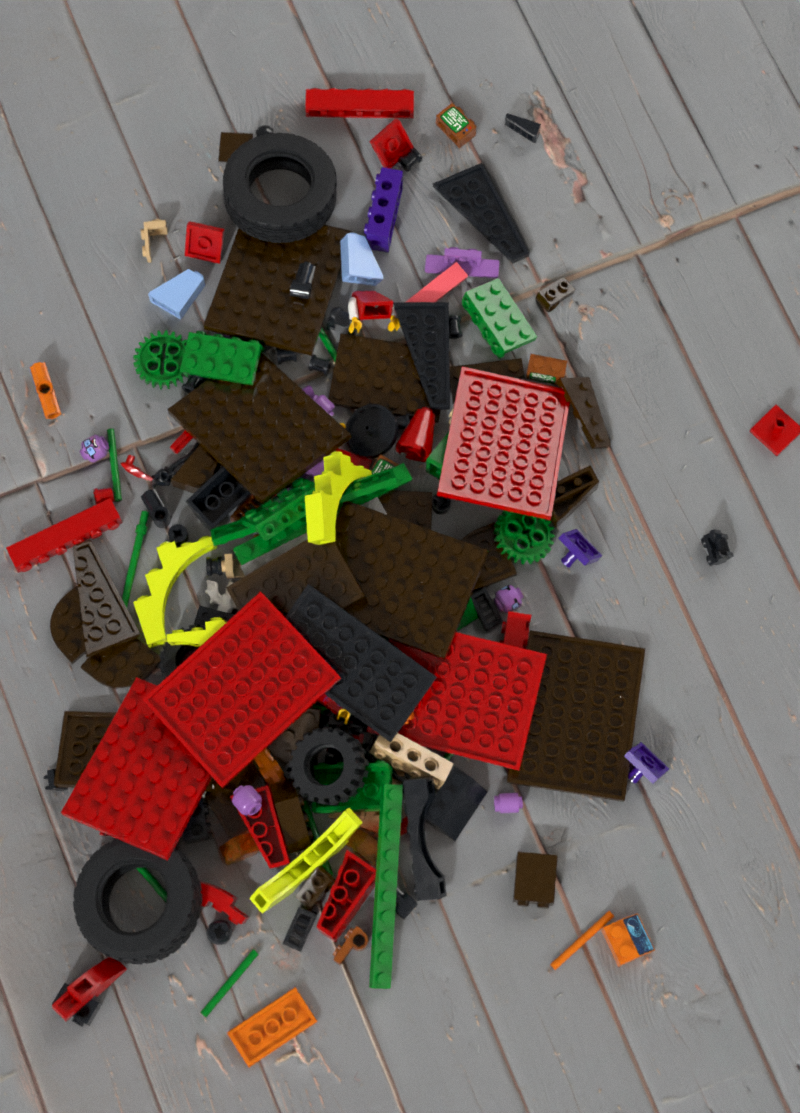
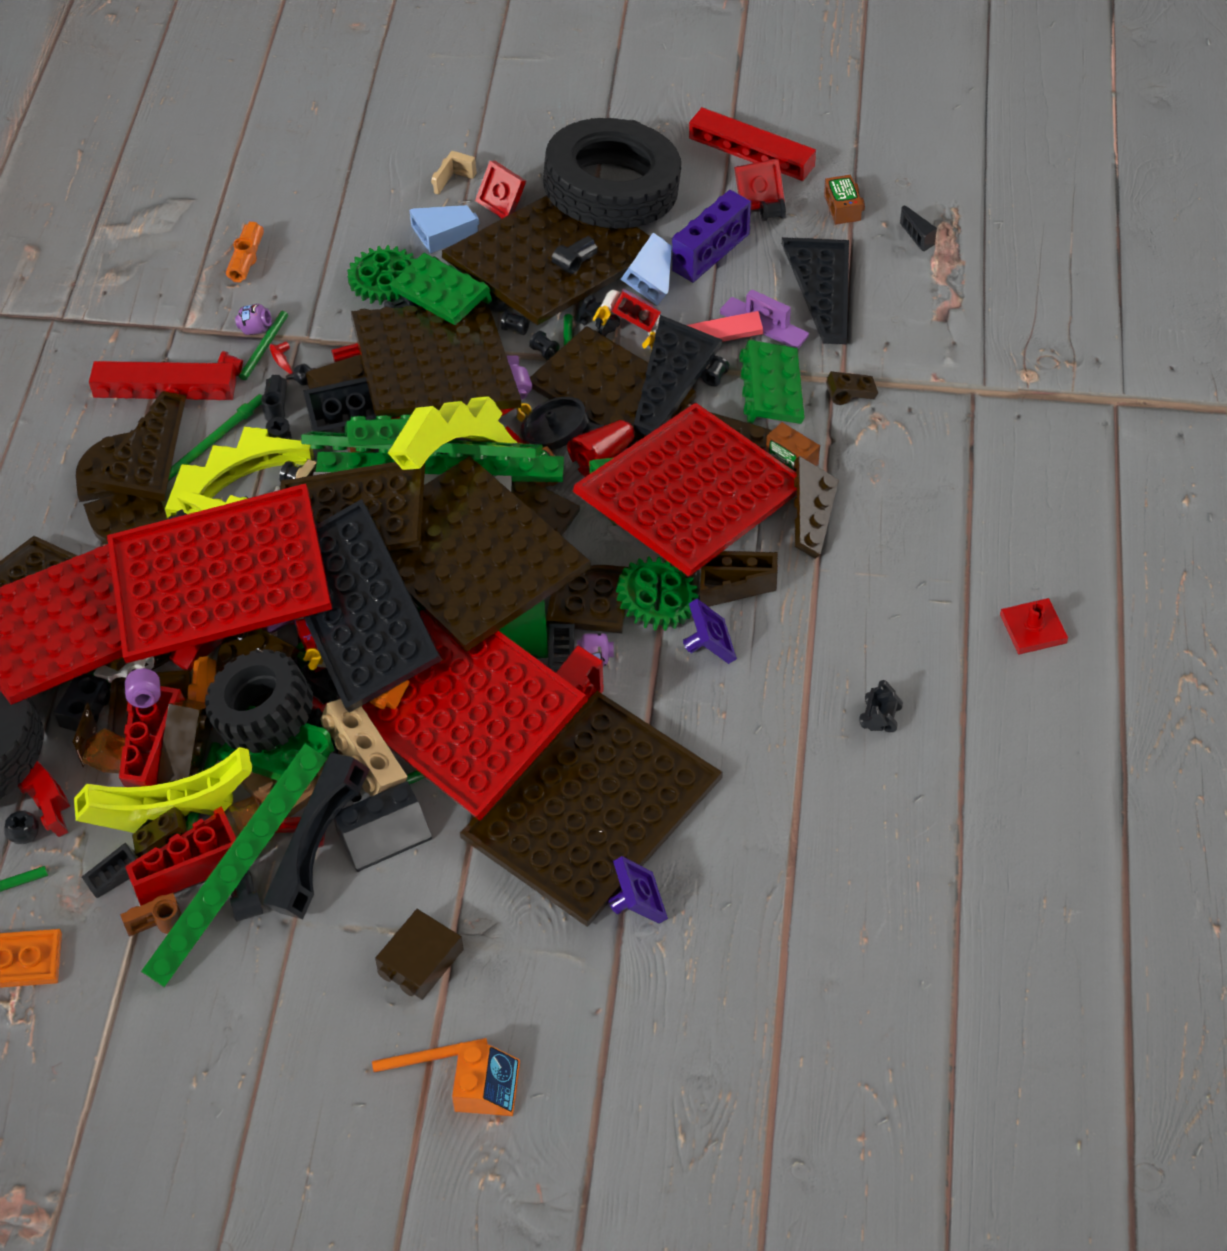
camera: 30 degrees right, 20 degrees down
(441, 501) = (588, 521): black wheel -> none
(508, 803) = (445, 856): medium lavender brick -> none

